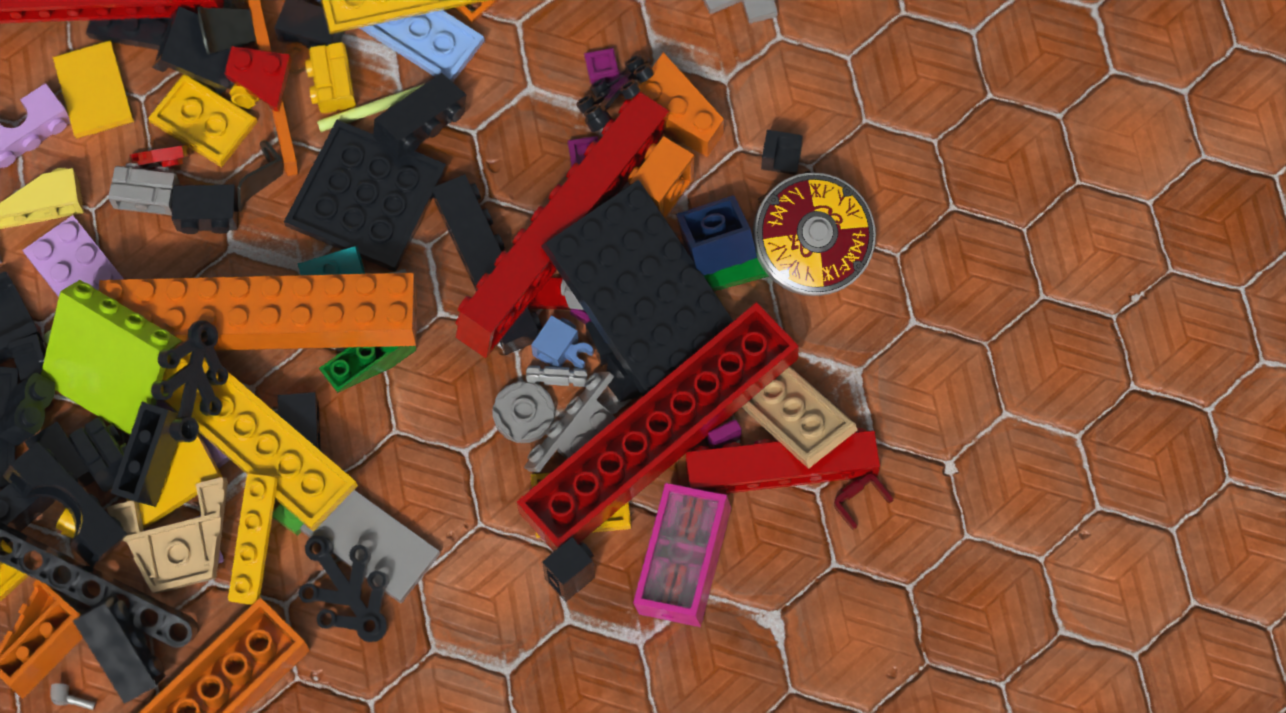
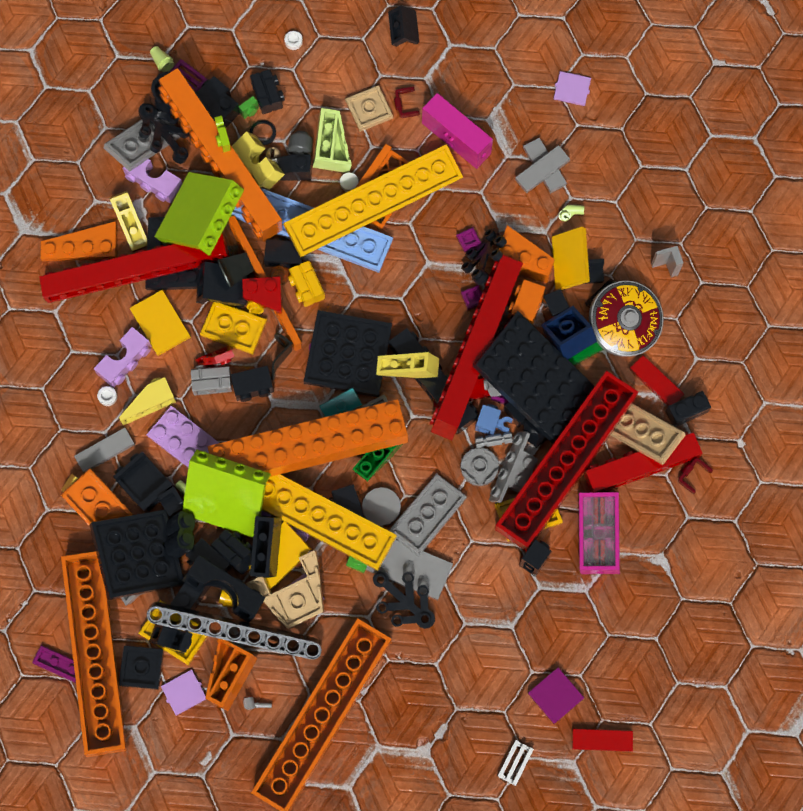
camera: 15 degrees left, 5 degrees up
(120, 648) = (281, 668): black brick -> none
(201, 342) = (284, 495): black plant -> none
(252, 539) = (342, 583): yellow bracket -> none
(352, 439) = (381, 506): none -> light grey tile
(365, 110) = (338, 295): yellowish green bar -> none
(419, 116) = (369, 297): black brick -> none
(420, 466) = (428, 514): none -> light grey tile
(450, 229) = (408, 365): none -> light yellow slope
(708, 185) = (555, 302): none -> black panel
(724, 434) = (604, 454): magenta tile -> none
(750, 125) = (570, 258): none -> yellow tile
(772, 54) = (569, 210): none -> yellowish green arm
(839, 343) = (656, 381): none -> red tile
(876, 394) = (688, 409): none -> black brick
(905, 154) = (671, 258): none -> light grey panel

